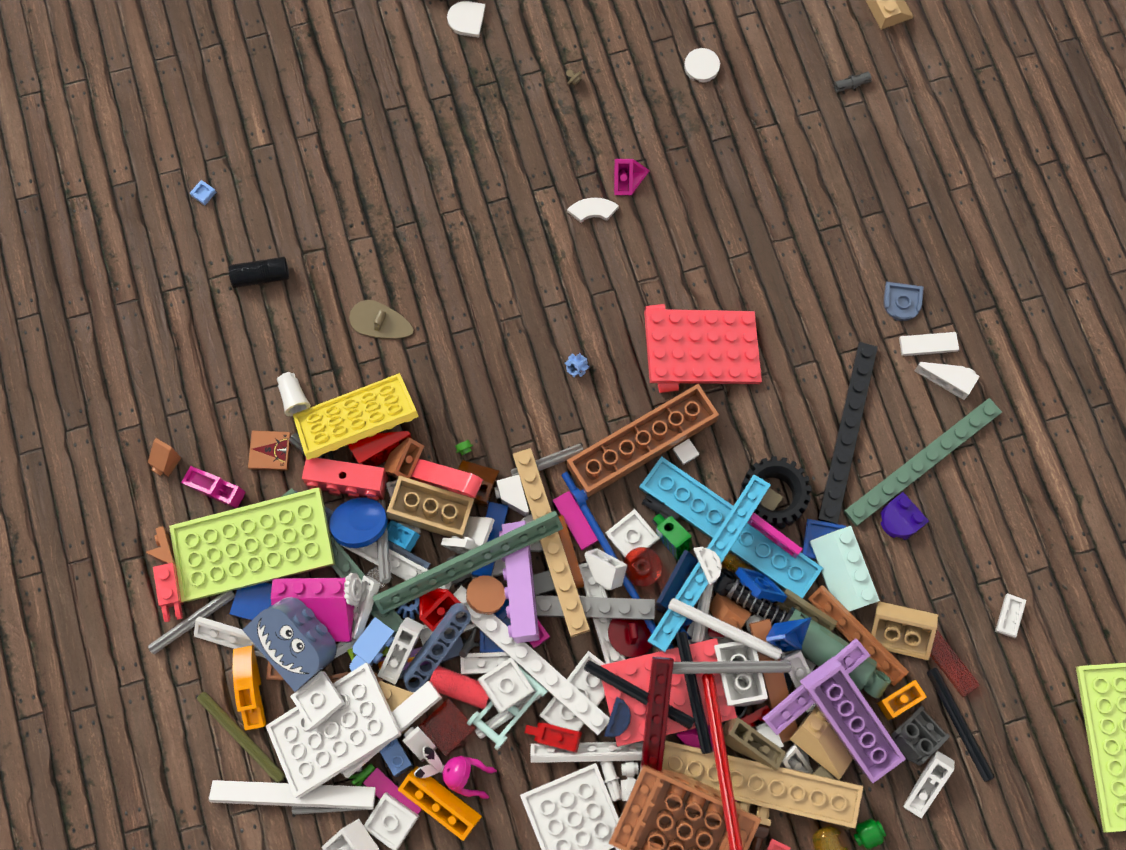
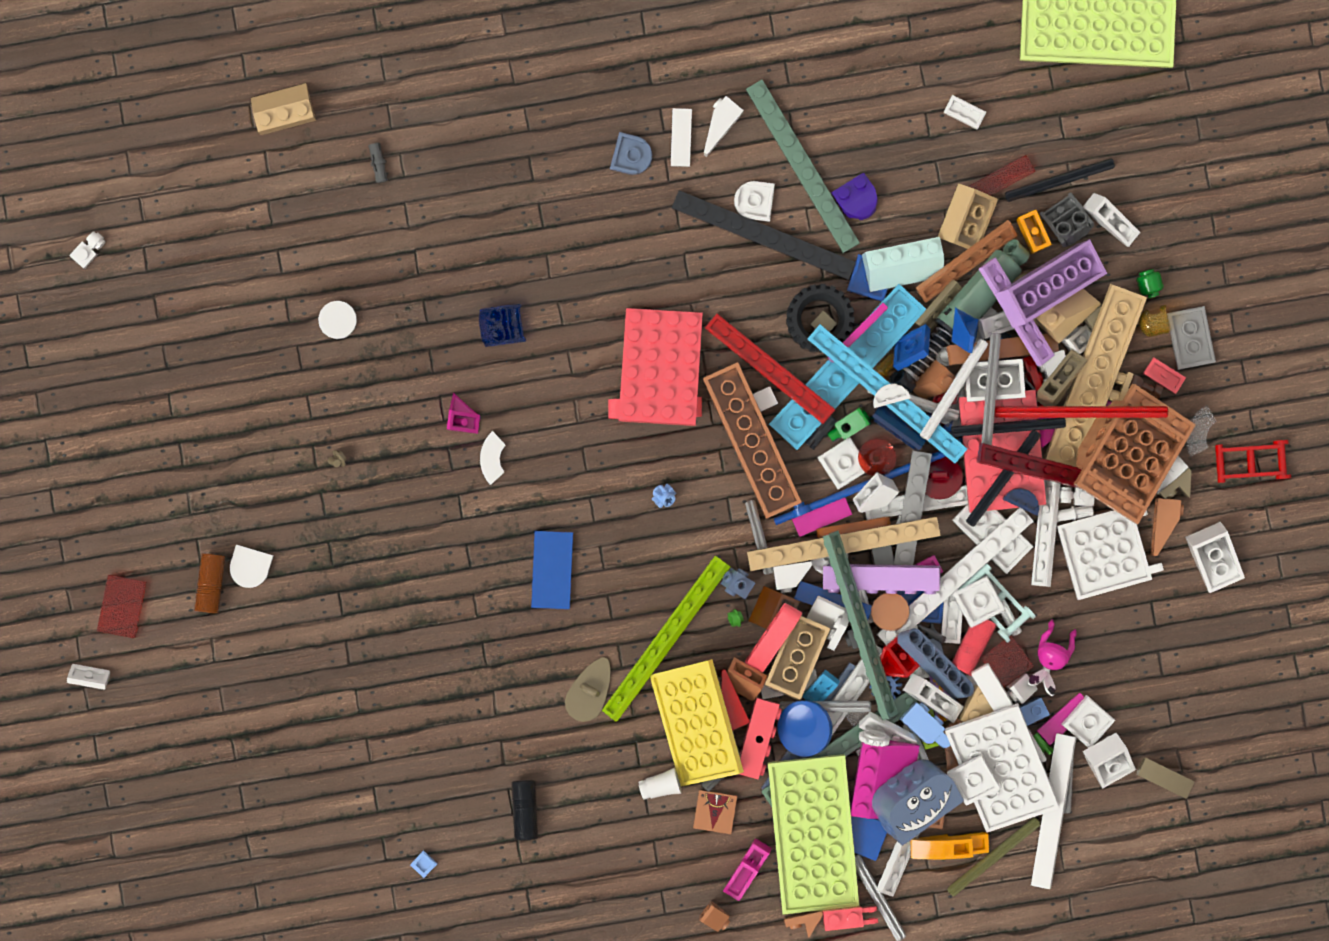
camera: 85 degrees left, 15 degrees up
(437, 383) = (665, 638): none -> lime plate
(440, 804) = (1079, 674): light orange brick -> none
(492, 274) = (552, 570): none -> blue tile
(499, 443) = (737, 583): none -> sand blue brick
(555, 736) = (1029, 561): red hinge -> none
(715, 452) = (770, 369): none -> red tile
(720, 202) = (501, 325): none -> clear blue slope
(880, 420) = (755, 200): none -> white tile

